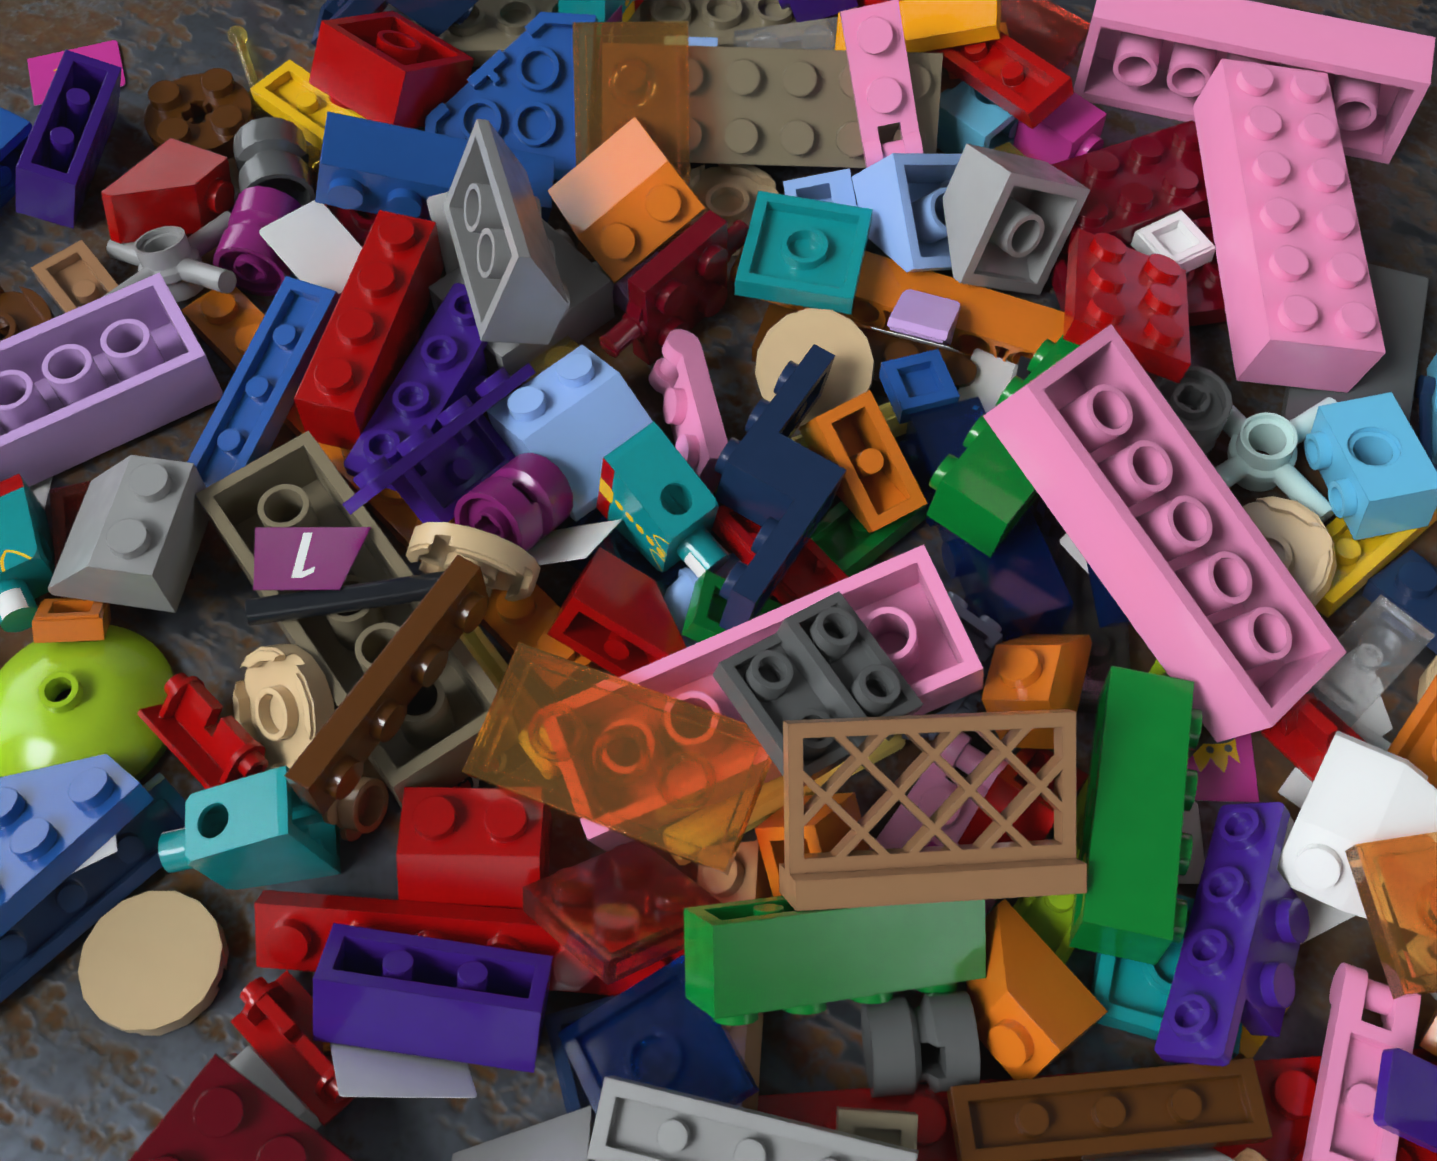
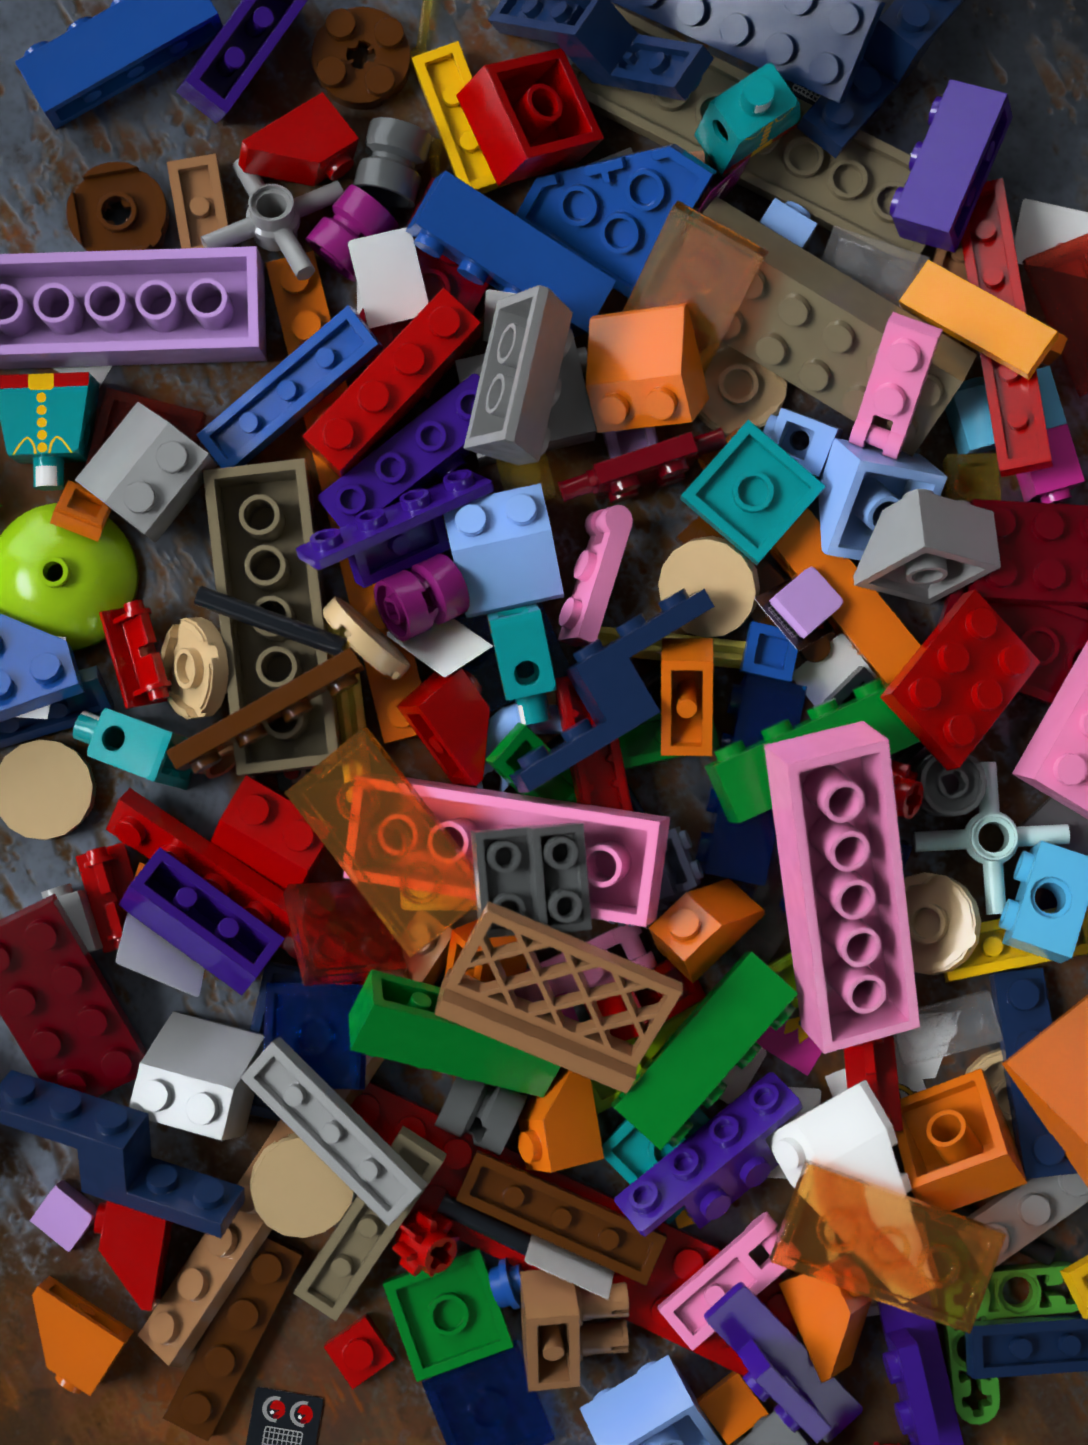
camera: 25 degrees right, 25 degrees up
(305, 556) = (254, 571): magenta sticker -> none
(1177, 239) = (1053, 629): white tile -> none

